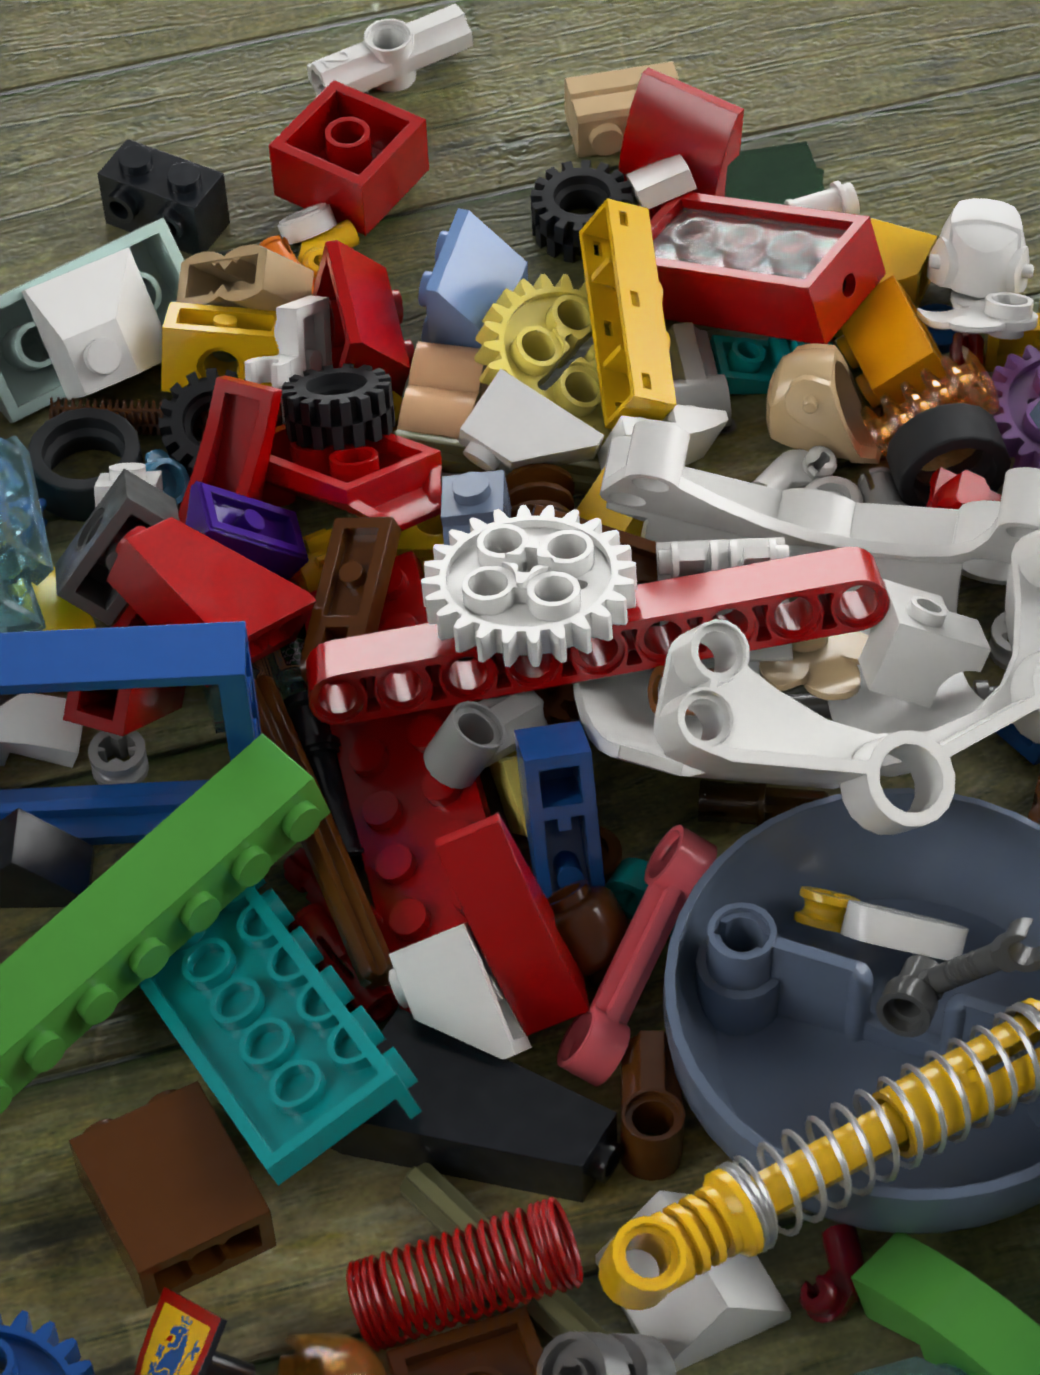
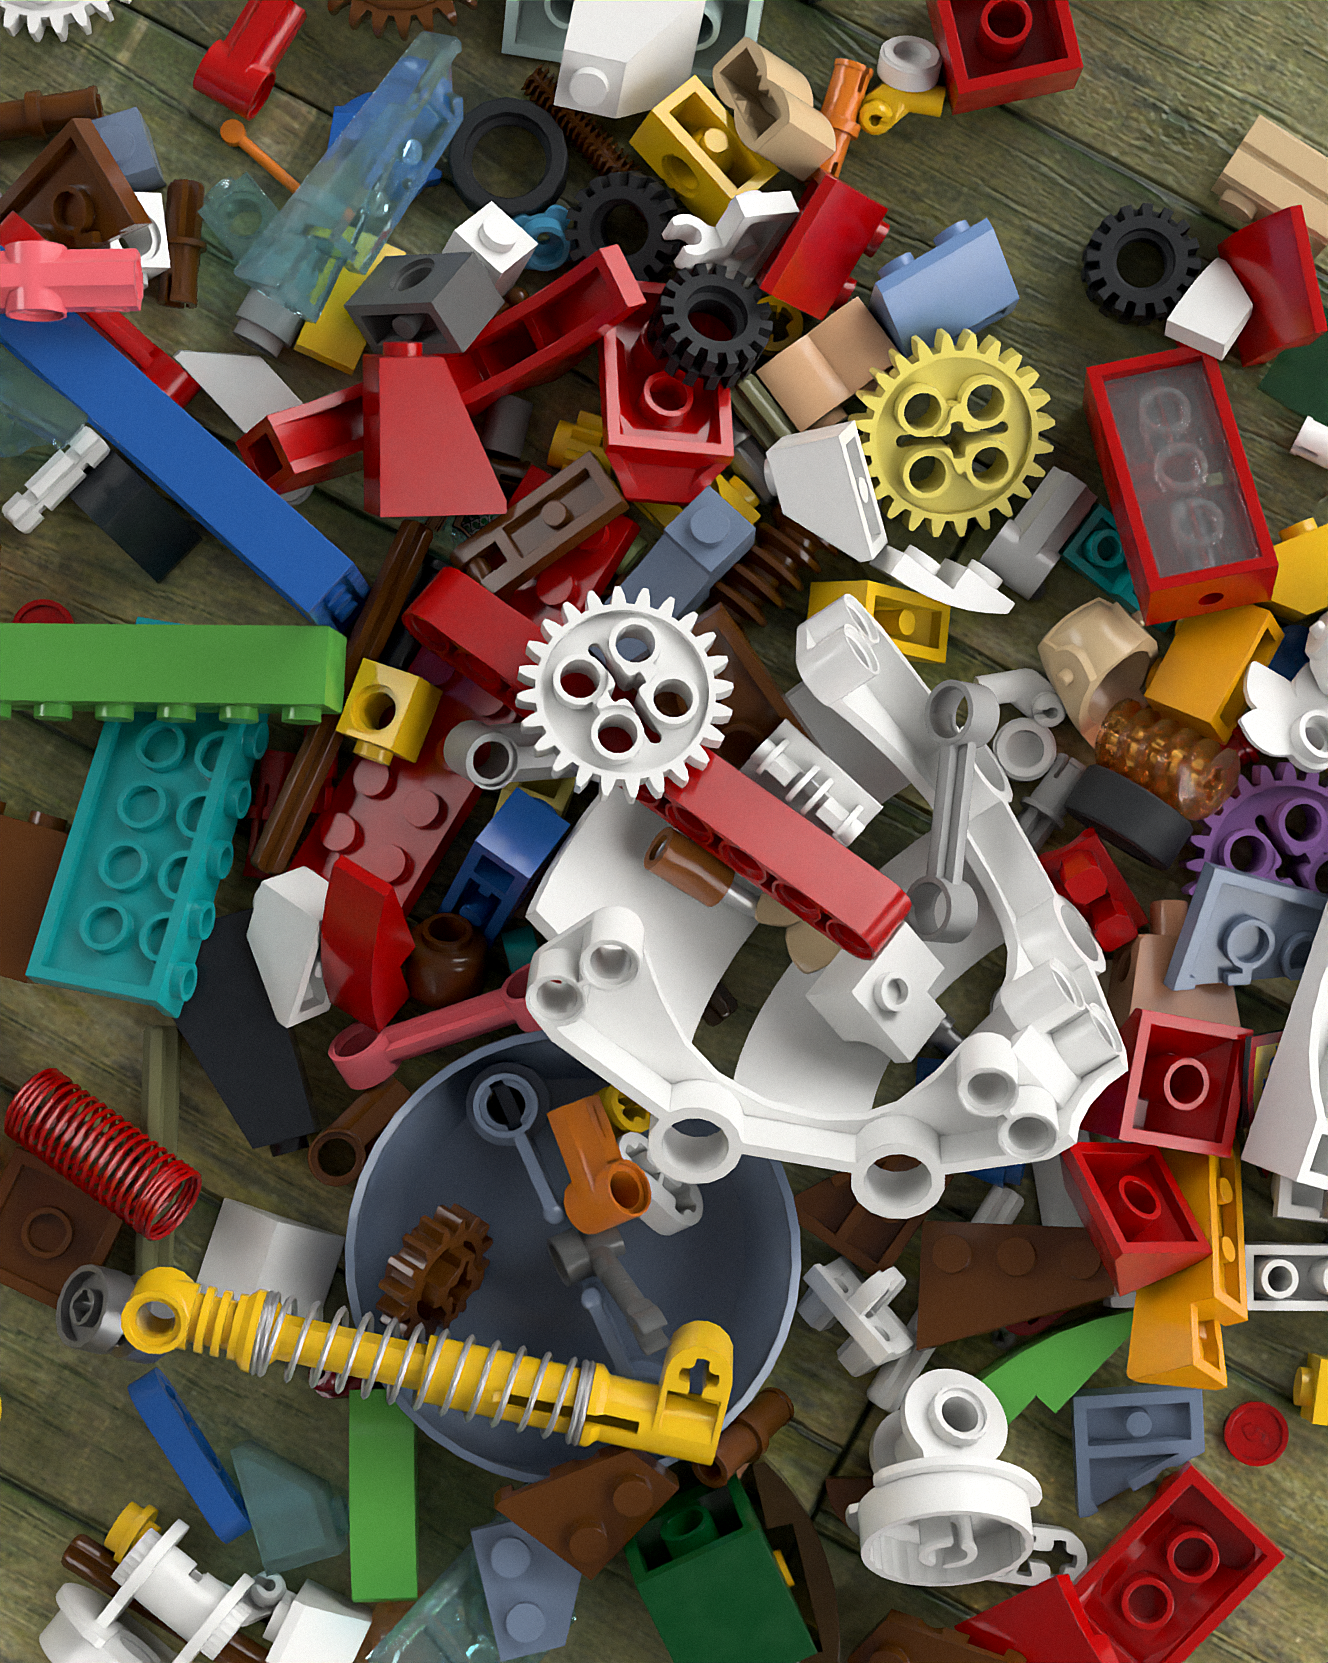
camera: 40 degrees right, 35 degrees up
(248, 527) = (520, 389): dark purple slope -> none
(362, 791) = (374, 691): none -> yellow brick
(628, 297) = (1041, 431): yellow piece -> none
(810, 1083) = (435, 1271): none -> reddish brown gear
(821, 503) = (951, 810): none -> light grey piece
(870, 917) = (603, 1184): none -> orange piece

